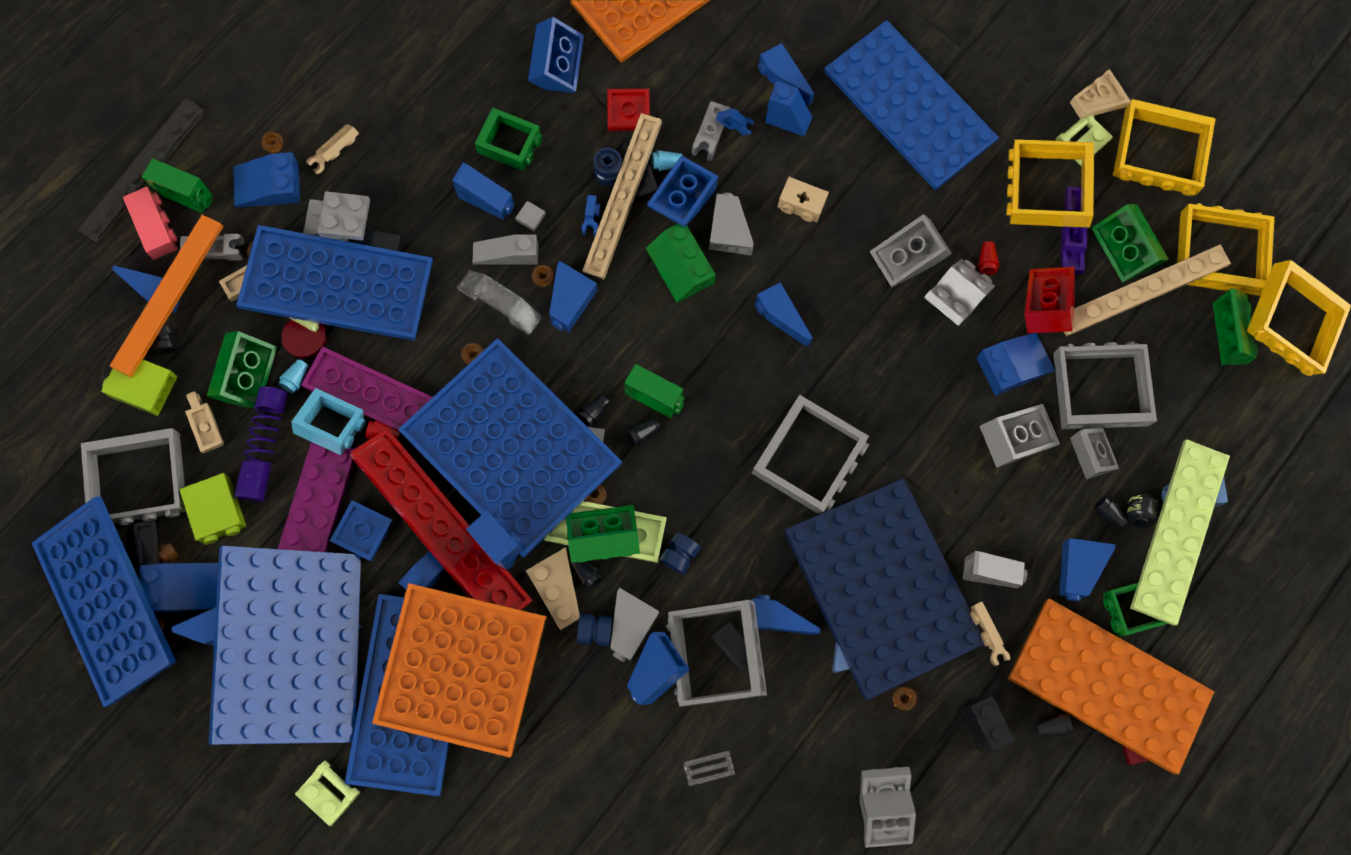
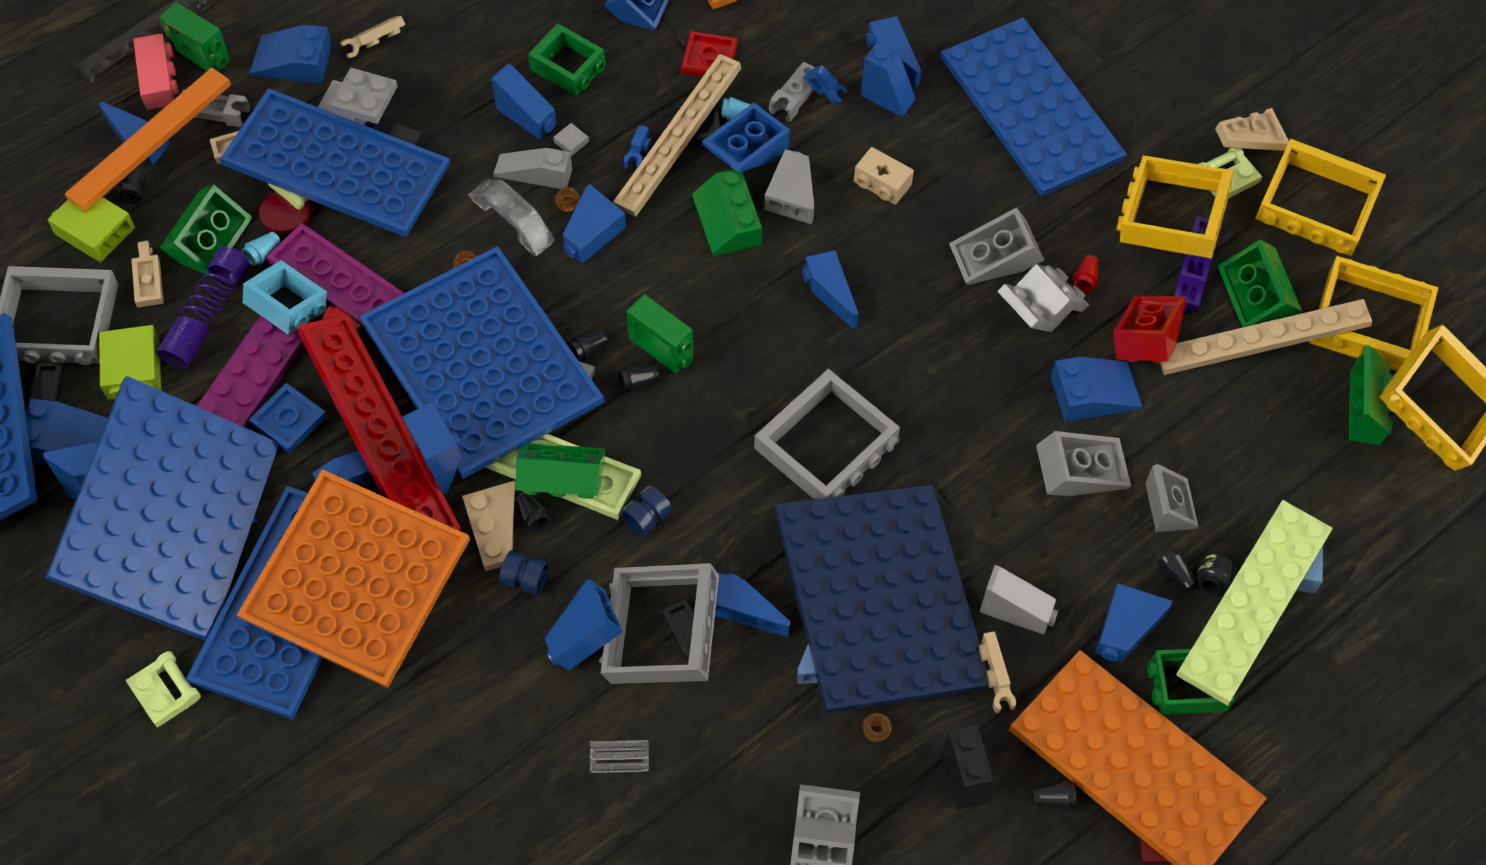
camera: 15 degrees right, 15 degrees down
(167, 553) = (65, 396): clear orange plate -> none
(270, 137) = (309, 16): clear orange plate -> none
(600, 499) = (571, 436): clear orange plate -> none
(607, 166) = (668, 100): dark blue wheel -> none
(630, 625) = (565, 575): light grey slope -> none
(1108, 350) = (1206, 395): light grey window -> none

